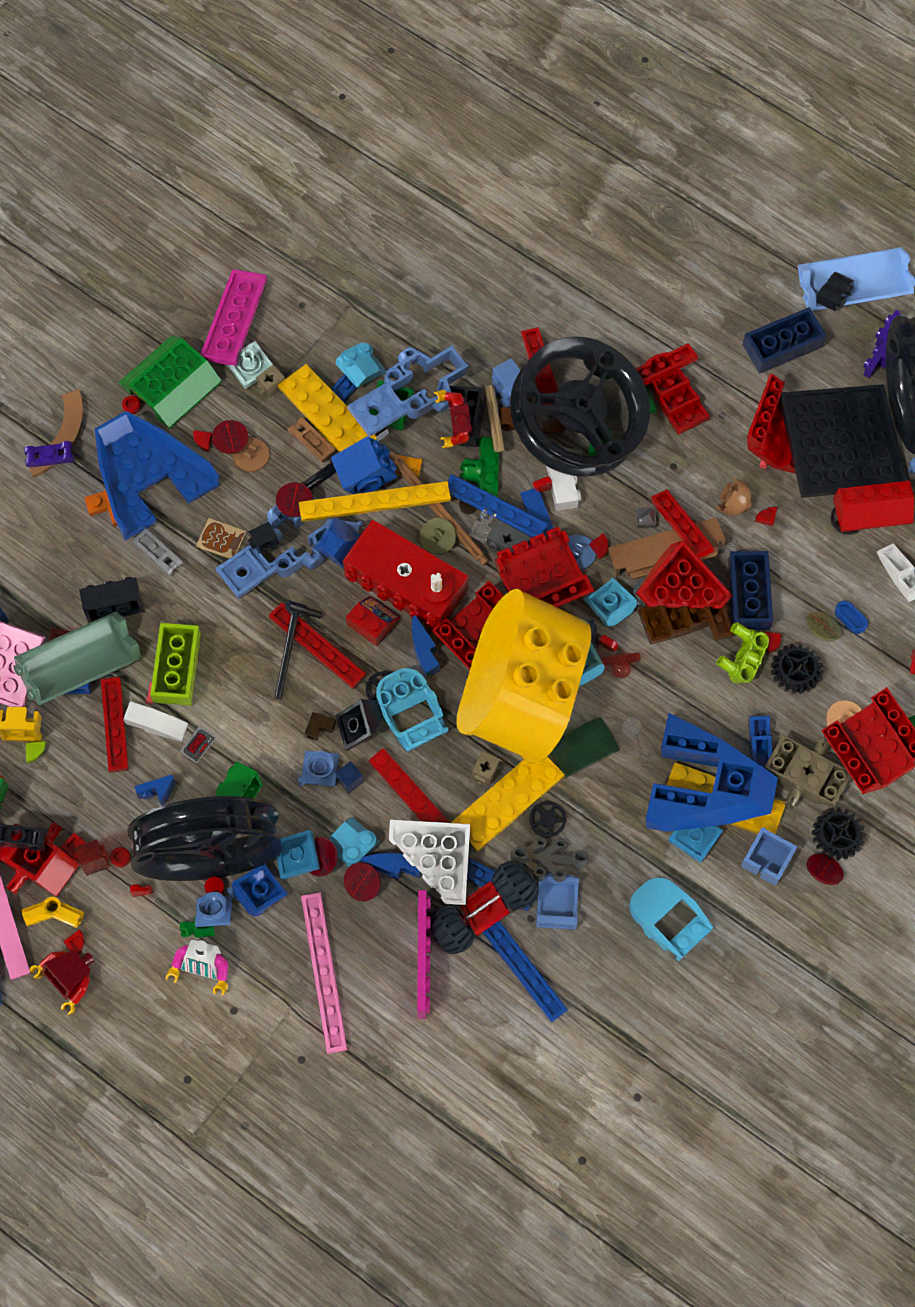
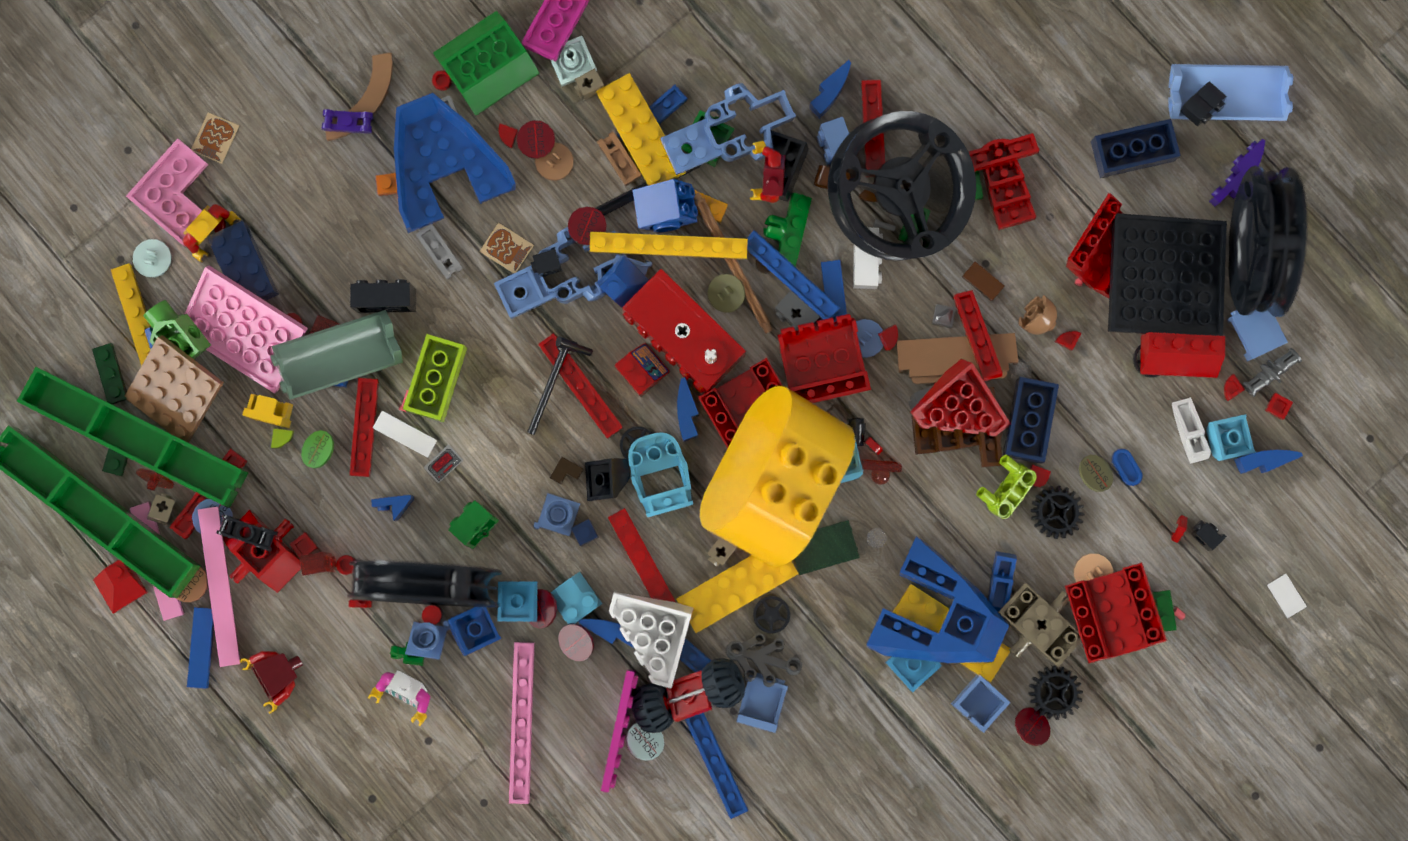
camera: 15 degrees right, 15 degrees up
(64, 913) = (260, 606): yellow piece -> none
(72, 752) = (317, 449): none -> bright green piece
(75, 942) = (288, 642): red tile -> none
(360, 364) = (685, 85): medium azure slope -> none
(450, 965) = (644, 744): none -> light aqua piece
(482, 526) = (773, 293): clear plate -> none
(494, 345) = (830, 90): none -> blue slope
(494, 418) = (811, 176): tan axle -> none
(543, 484) = (845, 260): red tile -> none
(611, 603) = (886, 403): medium azure slope -> none
(654, 901) = (858, 721): medium azure slope -> none
(675, 481) = (983, 281): none -> reddish brown tile

